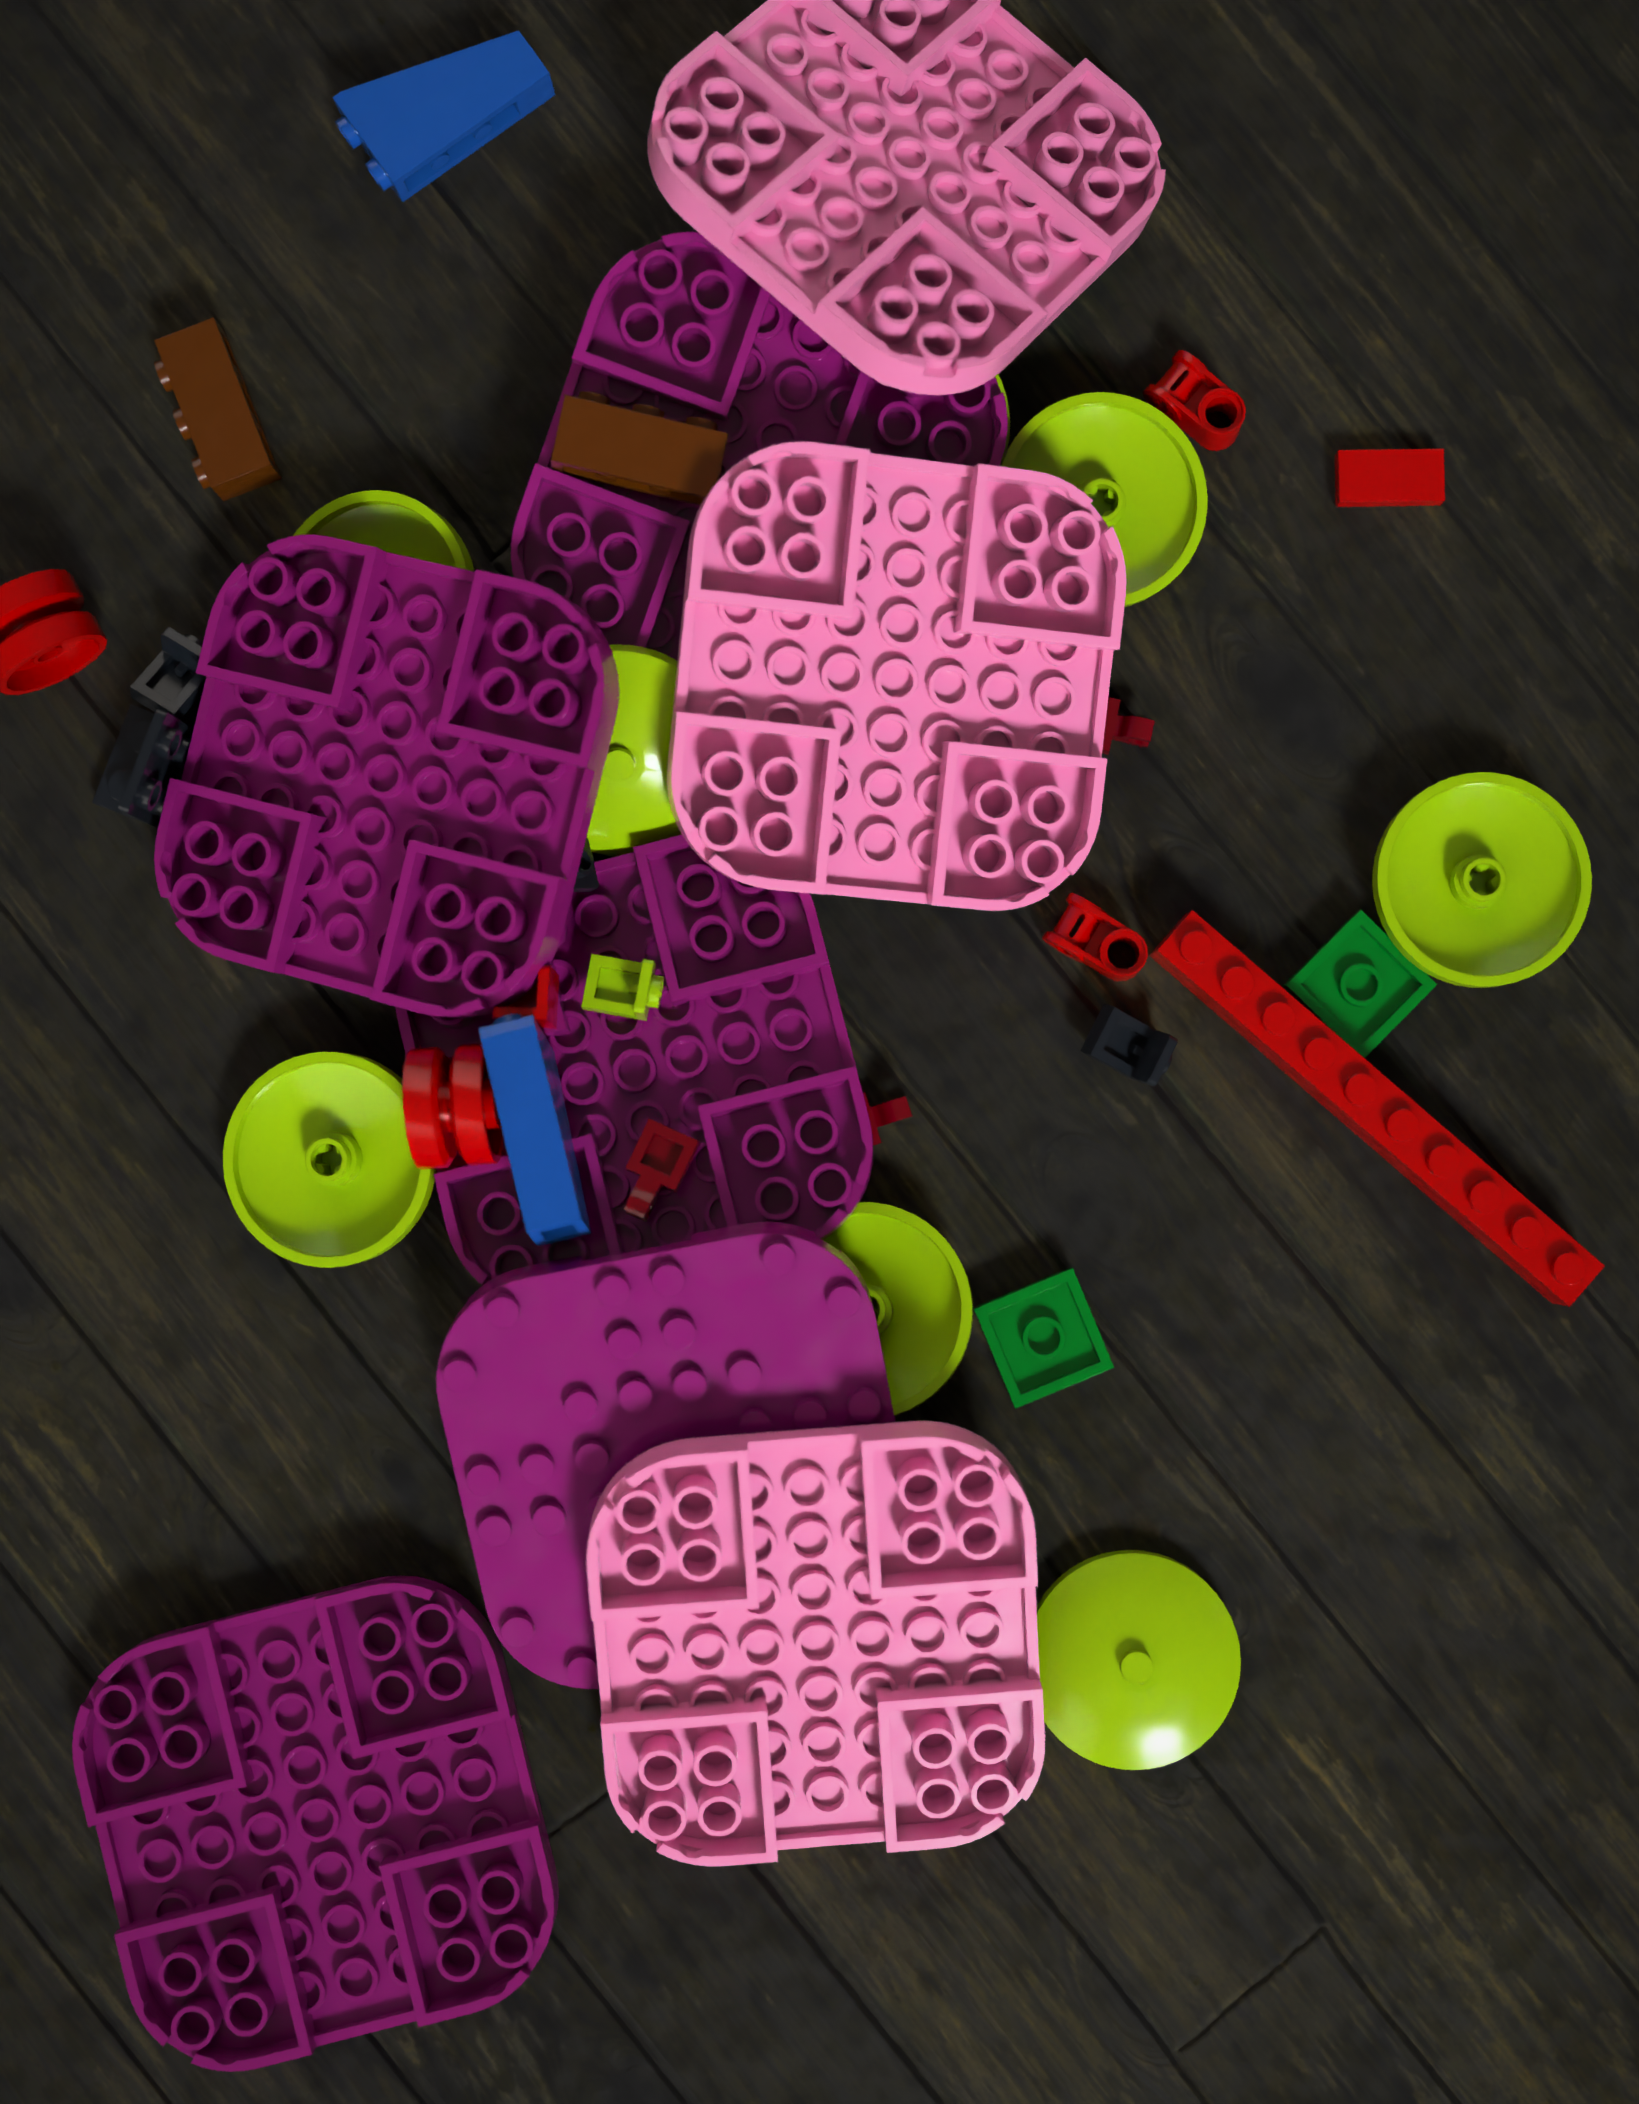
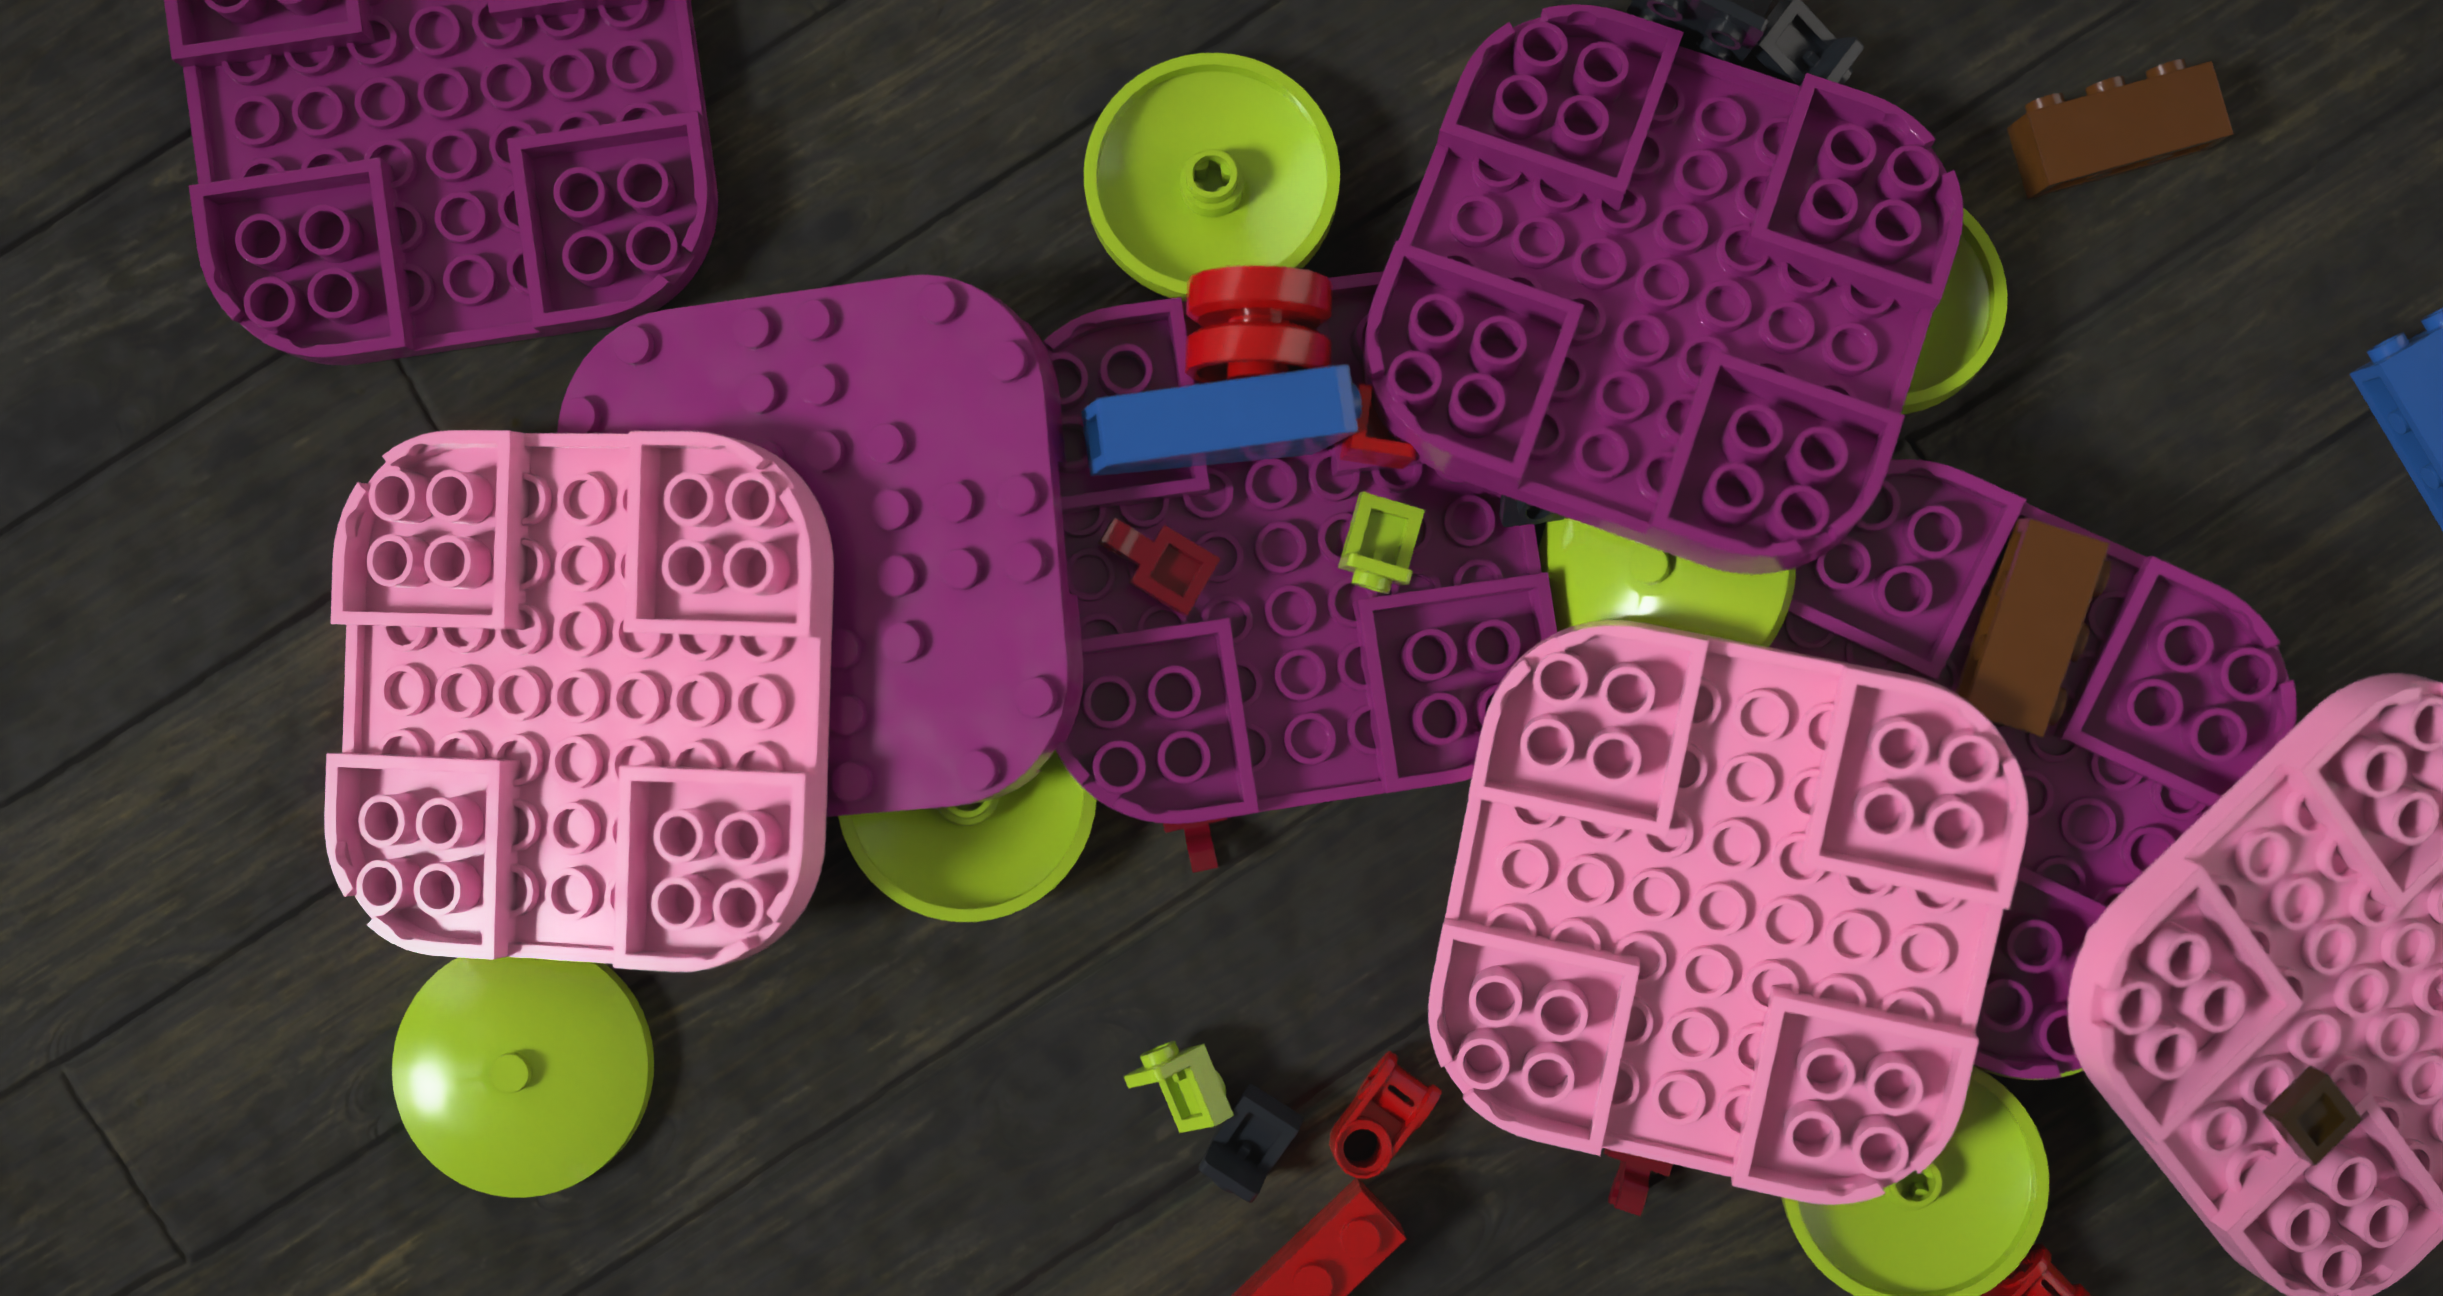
camera: 90 degrees right, 0 degrees up
(1012, 190) = (2312, 1115): none -> dark brown plate
(1043, 1337) = (913, 1002): green plate -> none
(1087, 1101) = (1188, 1084): none -> lime bracket

